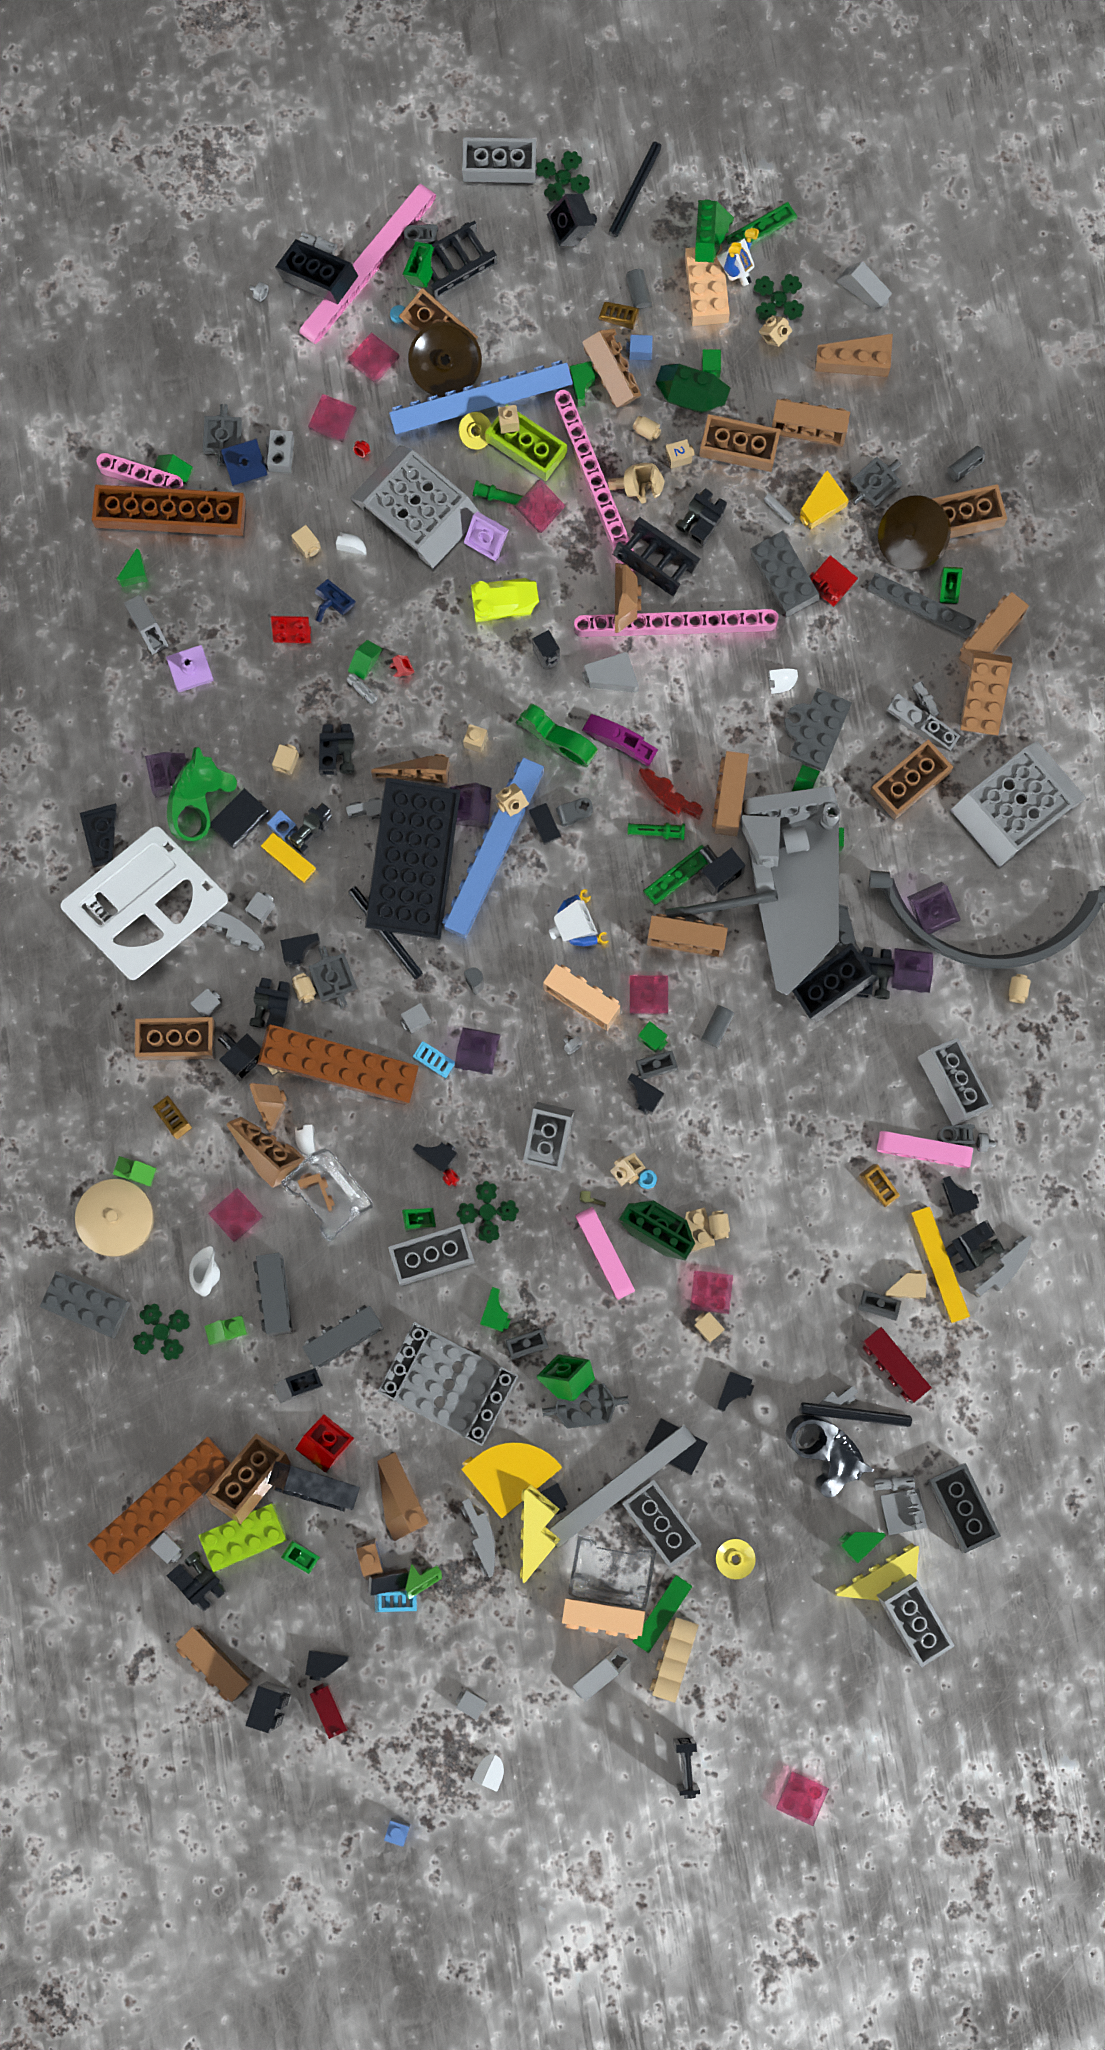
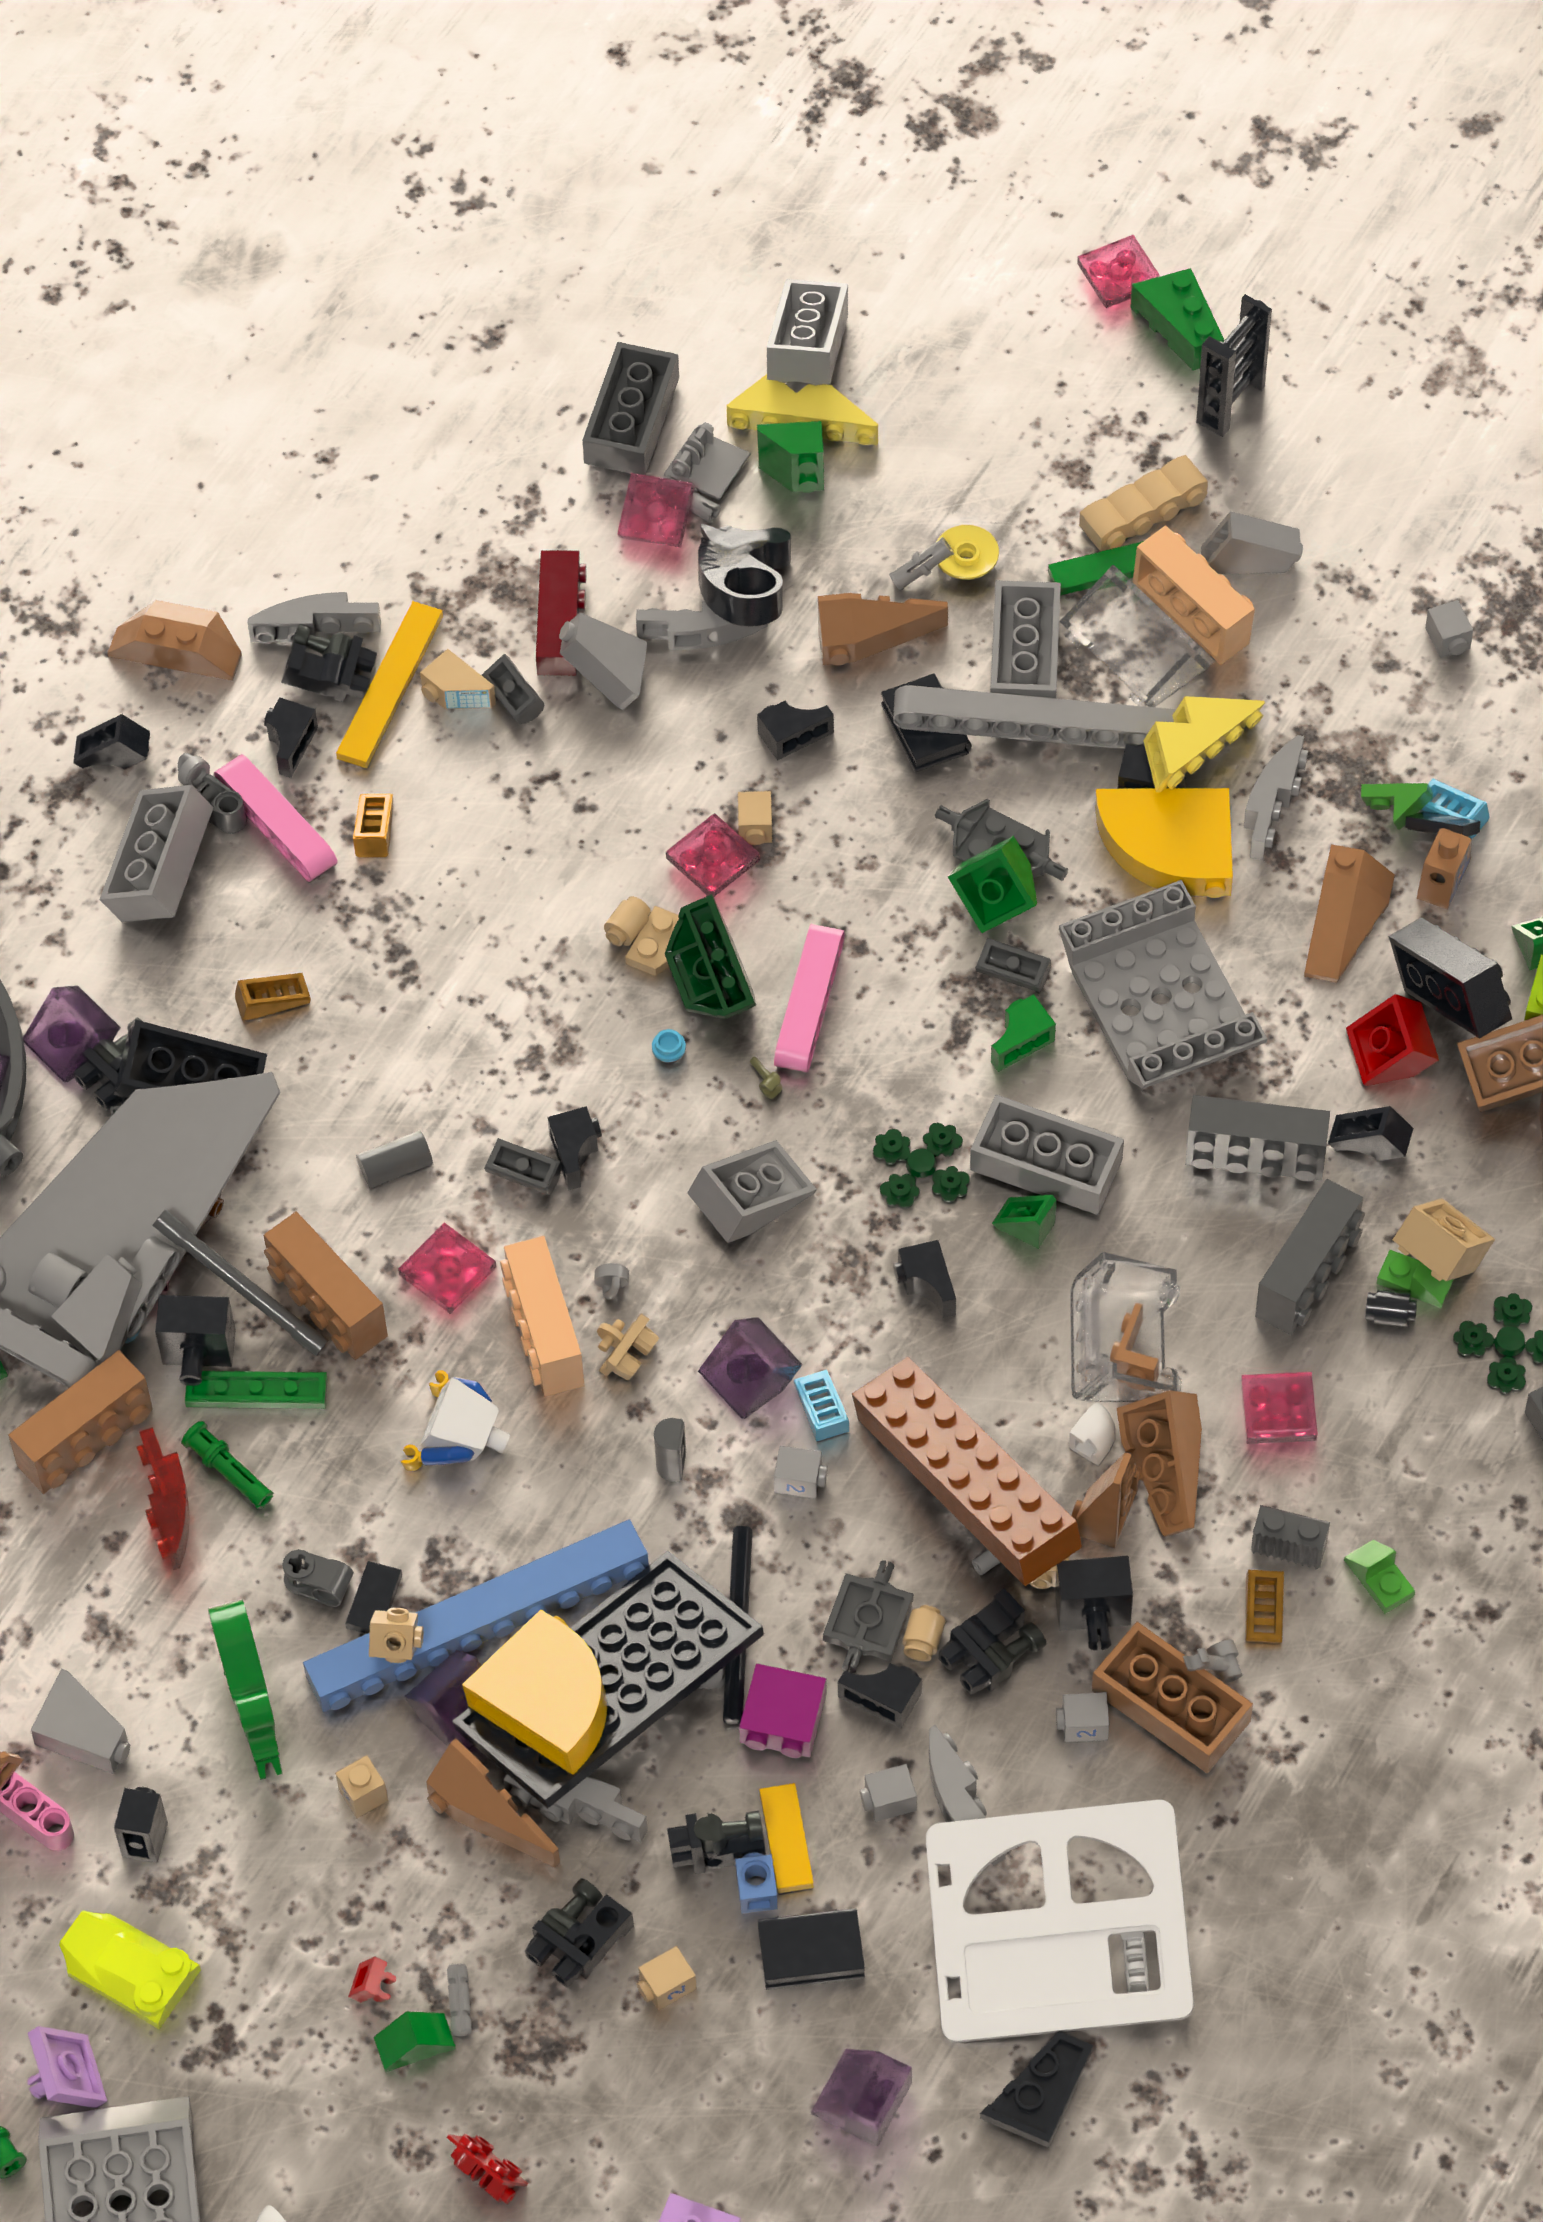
camera: 140 degrees left, 20 degrees down
(114, 1217) = (1459, 1535): tan dish -> none
(165, 1074) = (1218, 1657): none -> light grey brick
(183, 1155) = (1290, 1536): none -> dark grey brick
(189, 790) = (854, 2022): green animal -> none
(204, 1271) = (1383, 1365): white hat -> none
(220, 1350) = (1443, 1240): none -> tan container
(223, 1303) = (1390, 1308): none -> black brick
(331, 905) = (782, 1711): none -> magenta brick
(333, 597) = (376, 2166): dark blue plate -> none
(428, 825) = (544, 1691): none -> yellow brick
(450, 1177) = (934, 1232): red plate -> none
(489, 1772) = (1491, 548): white brick -> none
(541, 1015) = (619, 1360): none -> tan hips
(621, 738) = (159, 1624): magenta slope -> none
(627, 1169) = (684, 1066): tan brick -> none
(653, 1037) = (494, 1206): green brick -> none
(747, 1468) = (861, 628): none -> medium nougat wedge
(747, 1792) = (1178, 312): none -> green wedge
(749, 1532) = (904, 576): none -> light grey pin
(848, 1353) = (605, 657): none -> light grey slope
(852, 1048) = (261, 1006): none -> pearl gold slope
(855, 1414) = (665, 588): black axle -> none
(900, 1459) = (656, 510): none -> clear pink plate
(1031, 1124) = (113, 743): none -> black arch
(1057, 1207) = (178, 640): none -> medium nougat wedge

